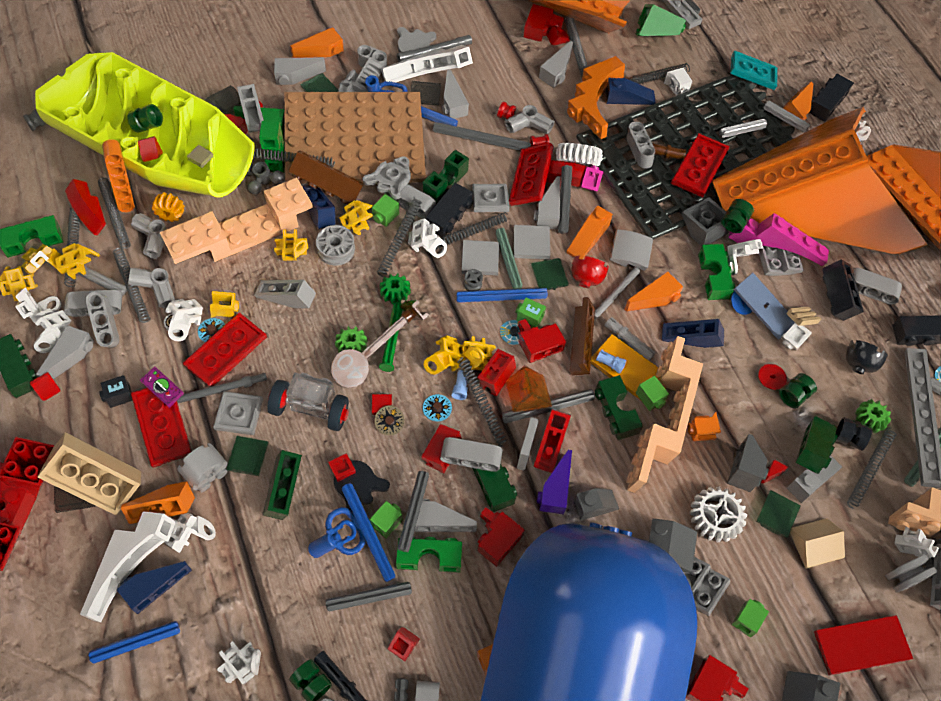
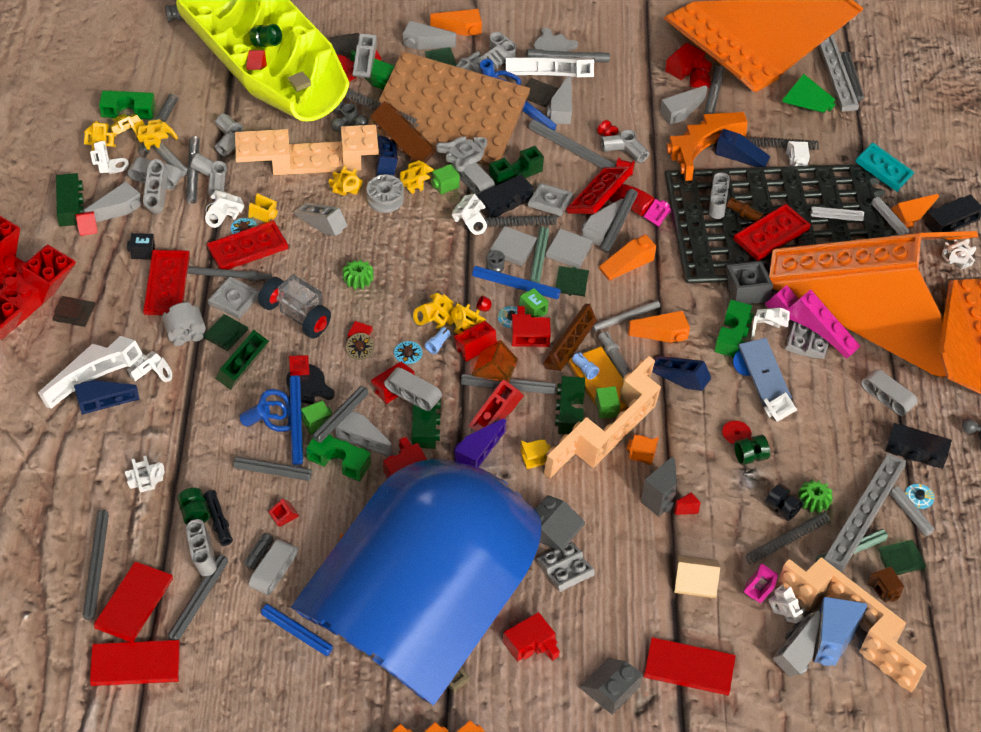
camera: 25 degrees right, 10 degrees down
(53, 326) = (113, 179): white piece -> none
(85, 205) = (184, 94): red slope -> none
(90, 474) = (92, 294): tan slope -> none
(114, 213) = (203, 107): dark grey piece -> none
(118, 175) = (220, 75): orange beam -> none
(134, 642) = (70, 431): blue axle -> none
(162, 386) = (179, 252): tile -> none
(168, 207) = (253, 116): light orange gear -> none
(169, 500) = (147, 338): orange slope -> none
(272, 139) = (368, 84): green arch -> none
(351, 367) = (347, 292): piece -> none
(390, 346) = (380, 302): green axle -> none
(395, 288) = (419, 245): green gear -> none
(409, 220) = (446, 204): dark grey piece -> none
(477, 397) = (445, 352): dark grey piece -> none
(483, 329) = (484, 304): none -> red hinge
(525, 451) = (468, 401): light grey tile -> none
(579, 154) = (653, 185): white gear -> none
(588, 271) = (607, 287): red cylinder -> none
(595, 503) = (508, 469): dark grey slope -> none
(612, 472) = (534, 453): none -> yellow window
(631, 249) = (661, 283): light grey slope -> none
(733, 517) = (614, 524): white gear -> none
(737, 216) = (773, 281): dark green wheel -> none
(750, 617) = (595, 604): bright green brick -> none
(778, 514) = (673, 540): clear green piece -> none
(803, 313) = (797, 391): tan tile -> none
(809, 481) = (725, 523): light grey slope -> none
(817, 445) = (739, 494): dark green brick -> none
(842, 290) = (850, 383): black brick -> none
(865, 357) = (836, 445): black cylinder -> none
(882, 530) = (761, 583): none -> dark pink window
(911, 573) = (765, 623): light grey wheel -> none

